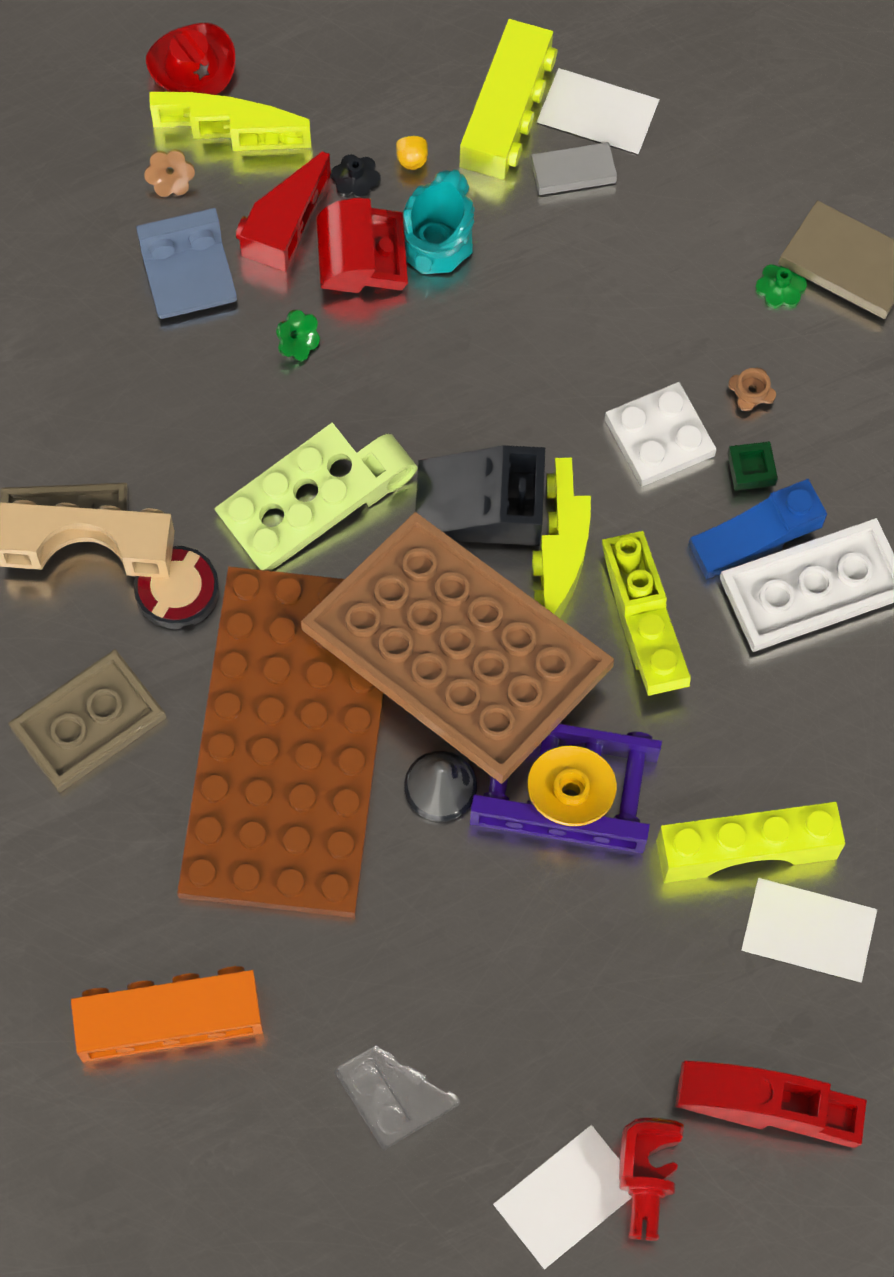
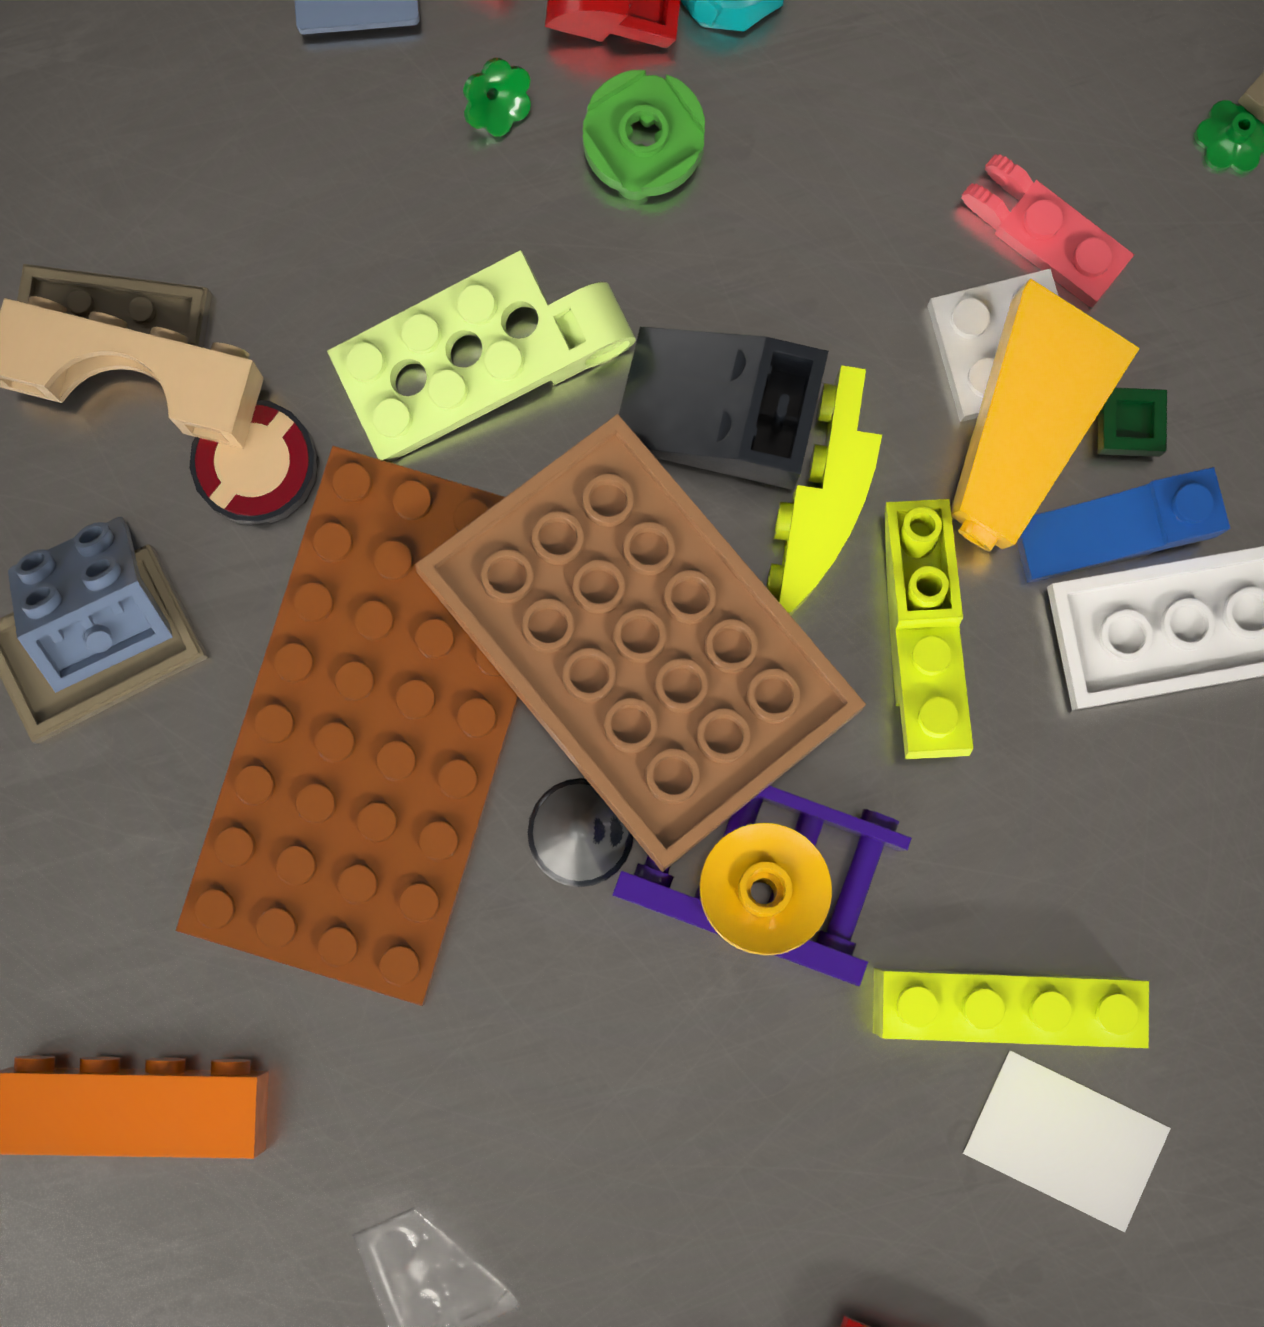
camera: 10 degrees right, 15 degrees up
(83, 690) = (84, 605): none -> sand blue bracket
(402, 364) = (642, 169): none -> bright green plate
(673, 360) = (1049, 231): none -> coral hinge
(687, 458) = (1037, 406): none -> yellow slope
(752, 378) = (1167, 282): medium nougat plate -> none

